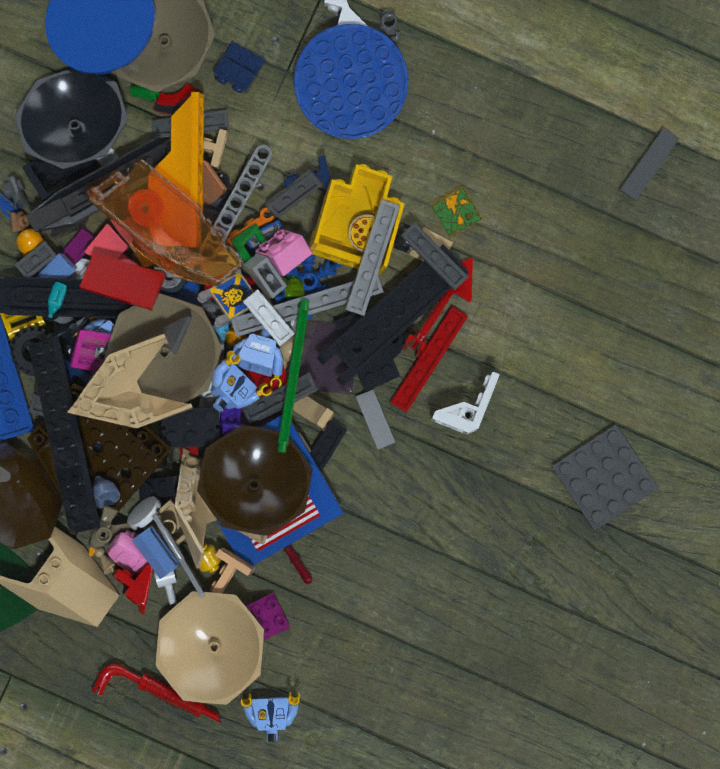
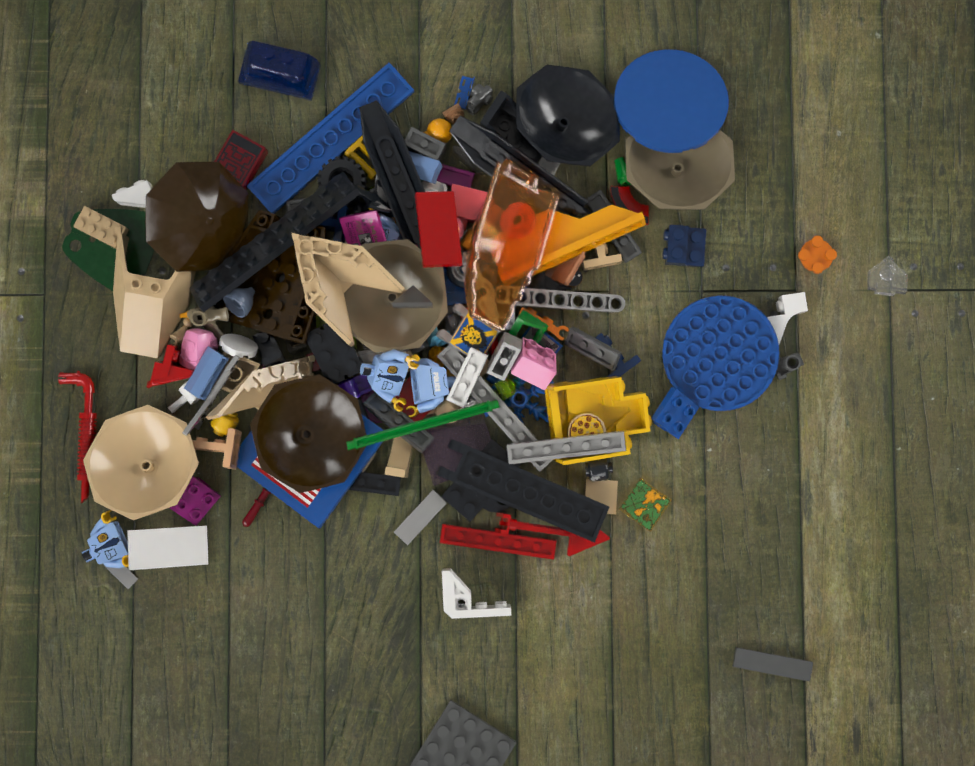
camera: 65 degrees right, 0 degrees up
(56, 298) = (397, 177): teal piece -> none
(298, 658) = (167, 547): none -> white tile
(304, 714) = (124, 575): none -> light grey sticker
(386, 147) = (674, 413): none -> blue plate
(434, 256) = (593, 504): dark grey tile -> none

